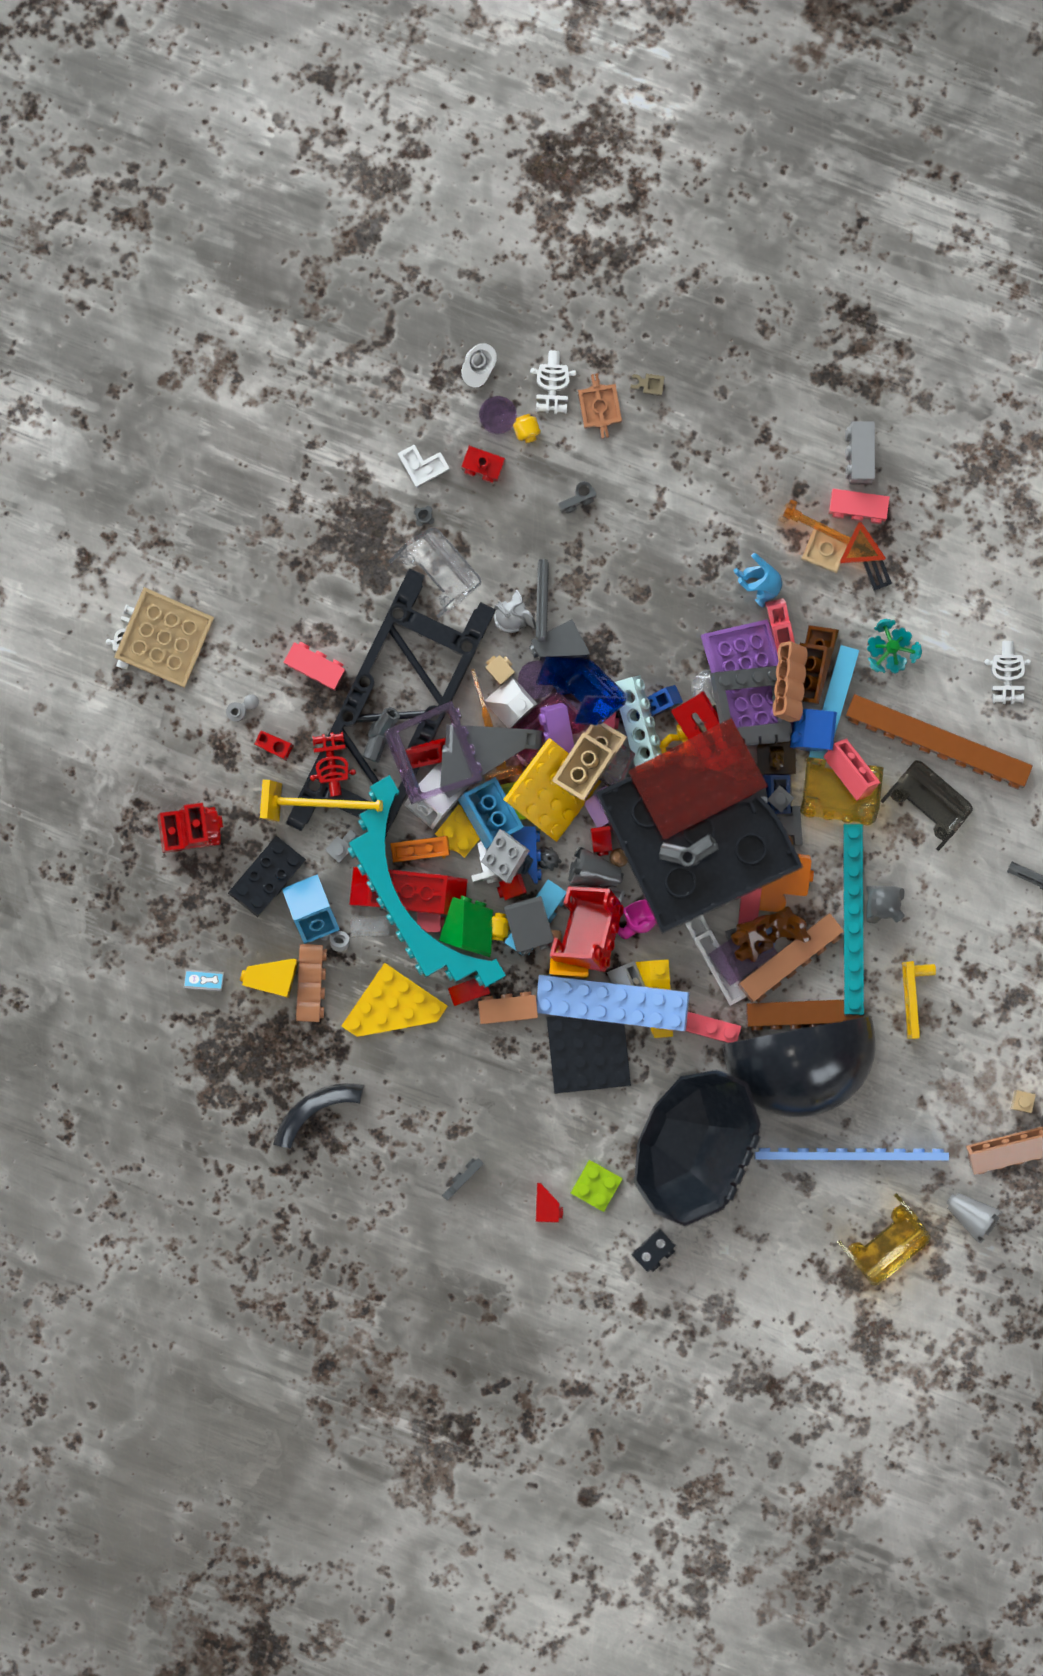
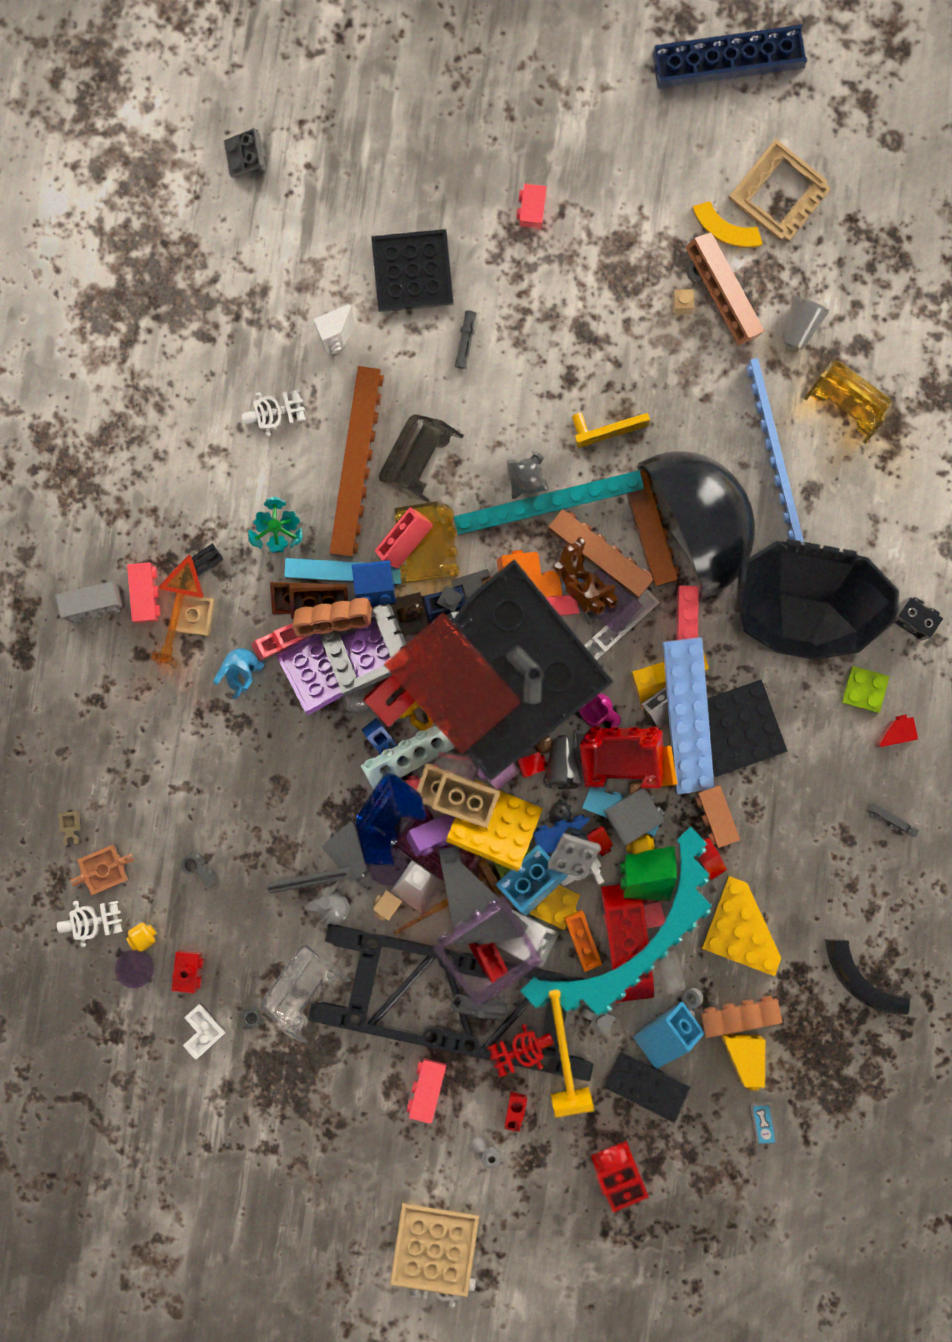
camera: 105 degrees left, 0 degrees up
(478, 364) = (88, 1000): white piece -> none

